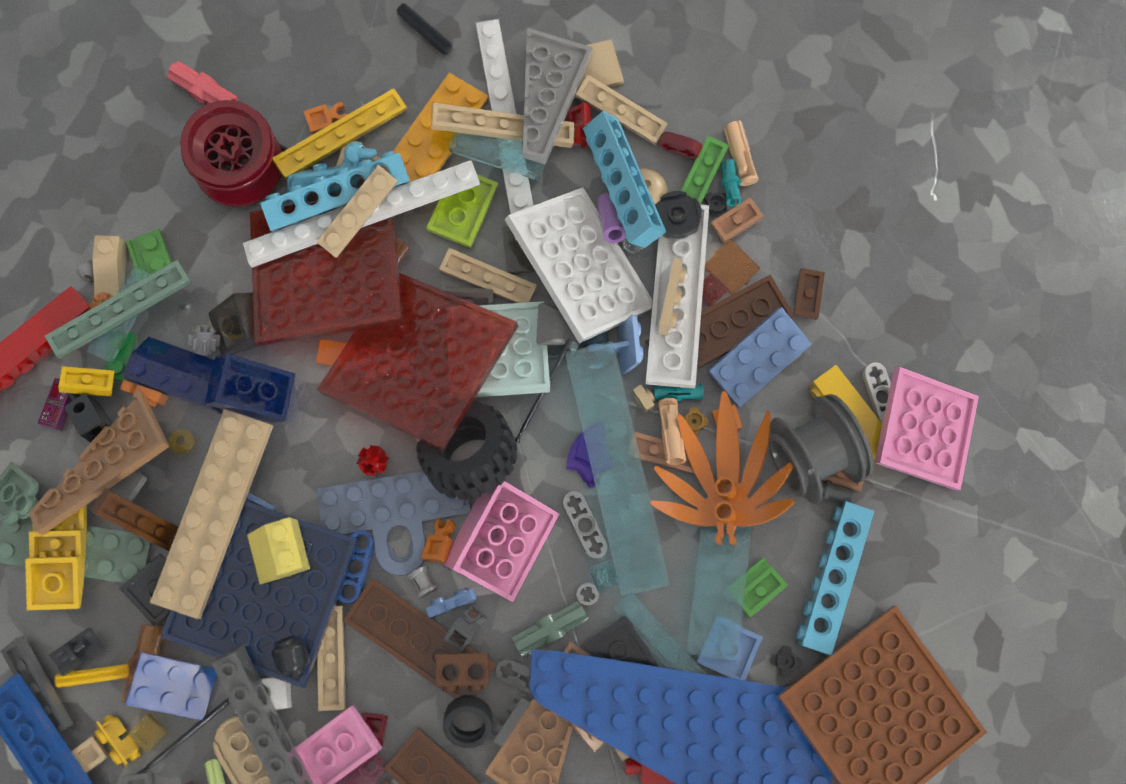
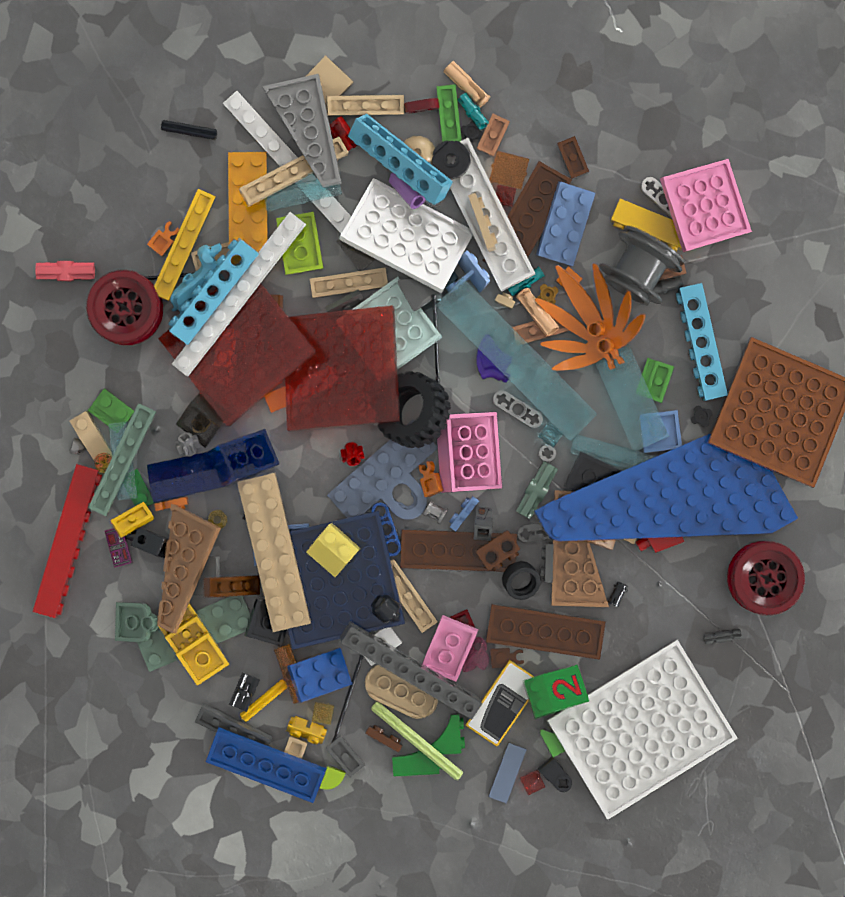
camera: 30 degrees left, 10 degrees up
(357, 211) = (238, 296): tan plate -> none

